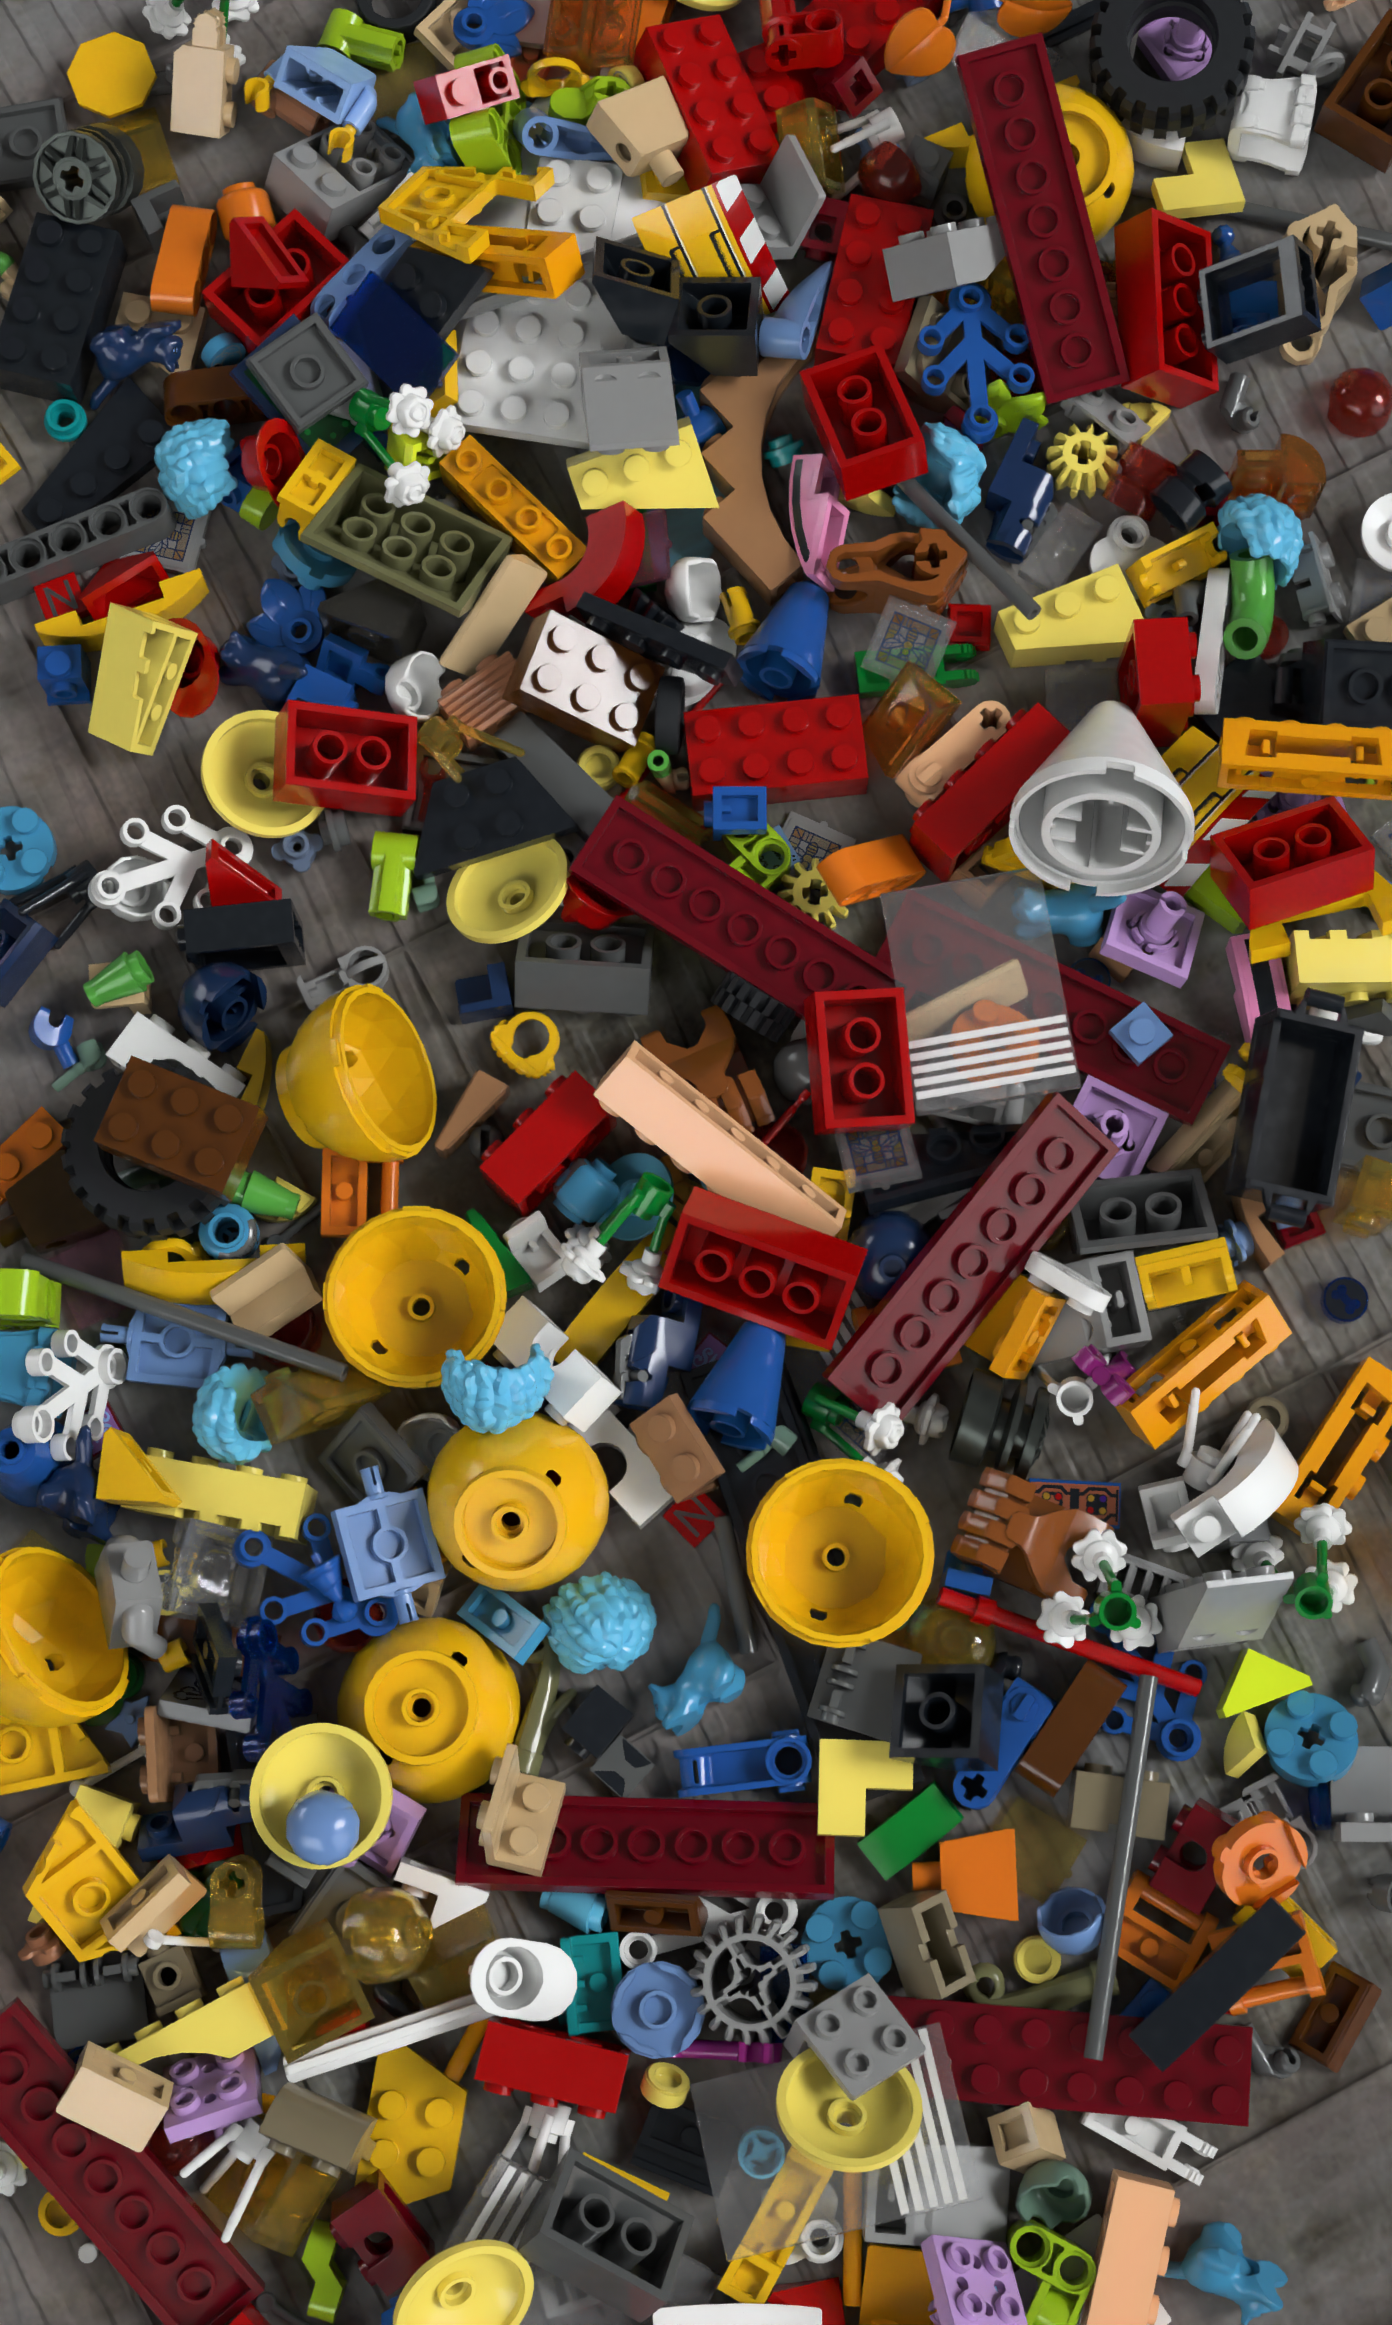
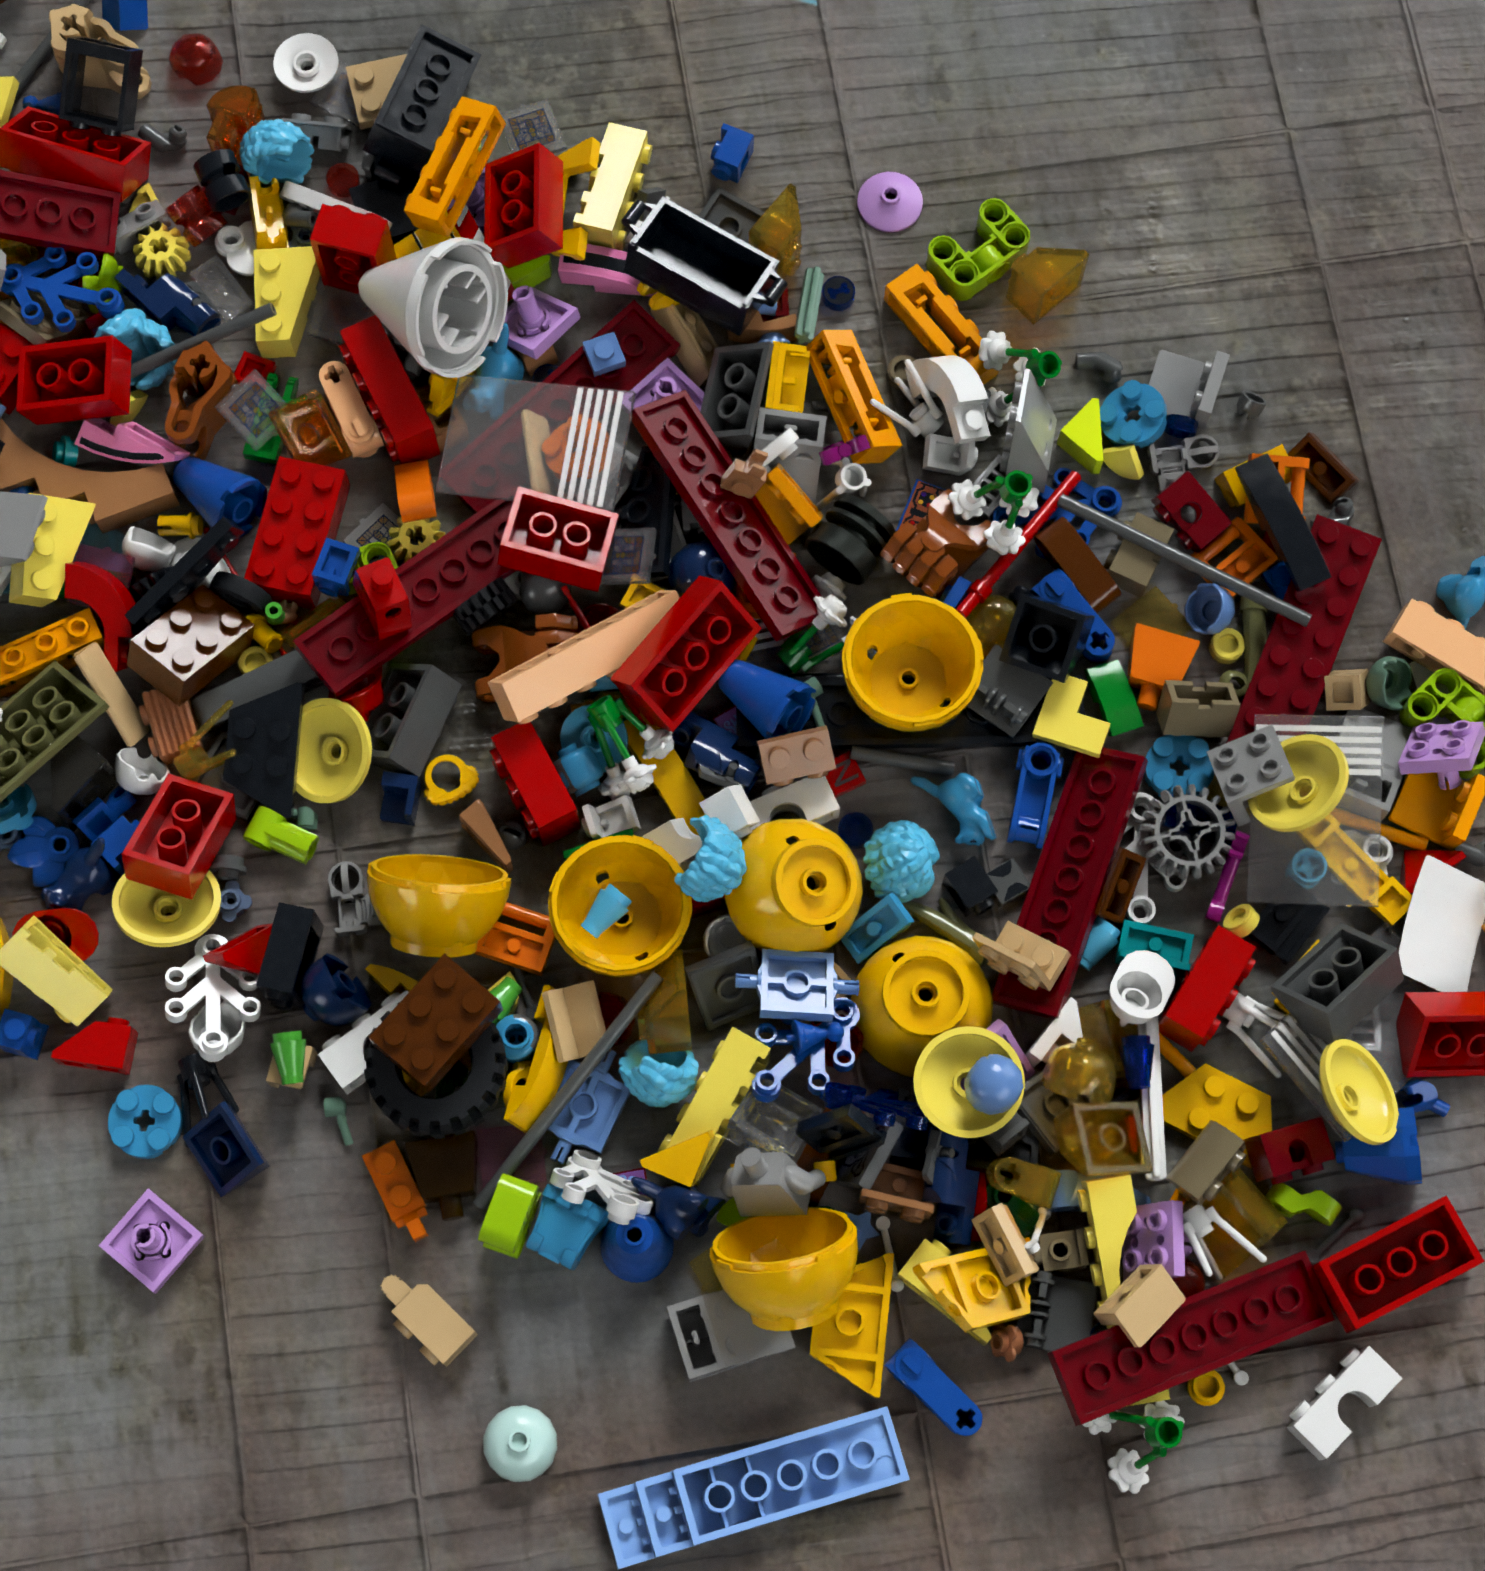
camera: 75 degrees left, 5 degrees down
(53, 1038) = (304, 1134): blue piece -> none
(77, 769) = (100, 1047): none -> red slope
(395, 1282) = (606, 910): none -> medium azure cone
(427, 781) = (223, 785): clear red hand -> none
(427, 2002) = (1137, 1060): none -> clear blue cone
(628, 1555) = (855, 829): none -> clear blue tile
(656, 2010) = (1188, 907): medium blue tile -> none
(701, 879) = (380, 592): none -> red torso
(1019, 1262) = (746, 477): none -> medium nougat plate
(1151, 2140) = (1371, 610): white hinge -> none
(1244, 1844) = (1198, 458): orange plate -> none
(1250, 604) = (318, 175): bright green cylinder -> none
(1253, 304) = (99, 96): blue brick -> none
(1306, 1267) = (809, 305): none -> sand green axle

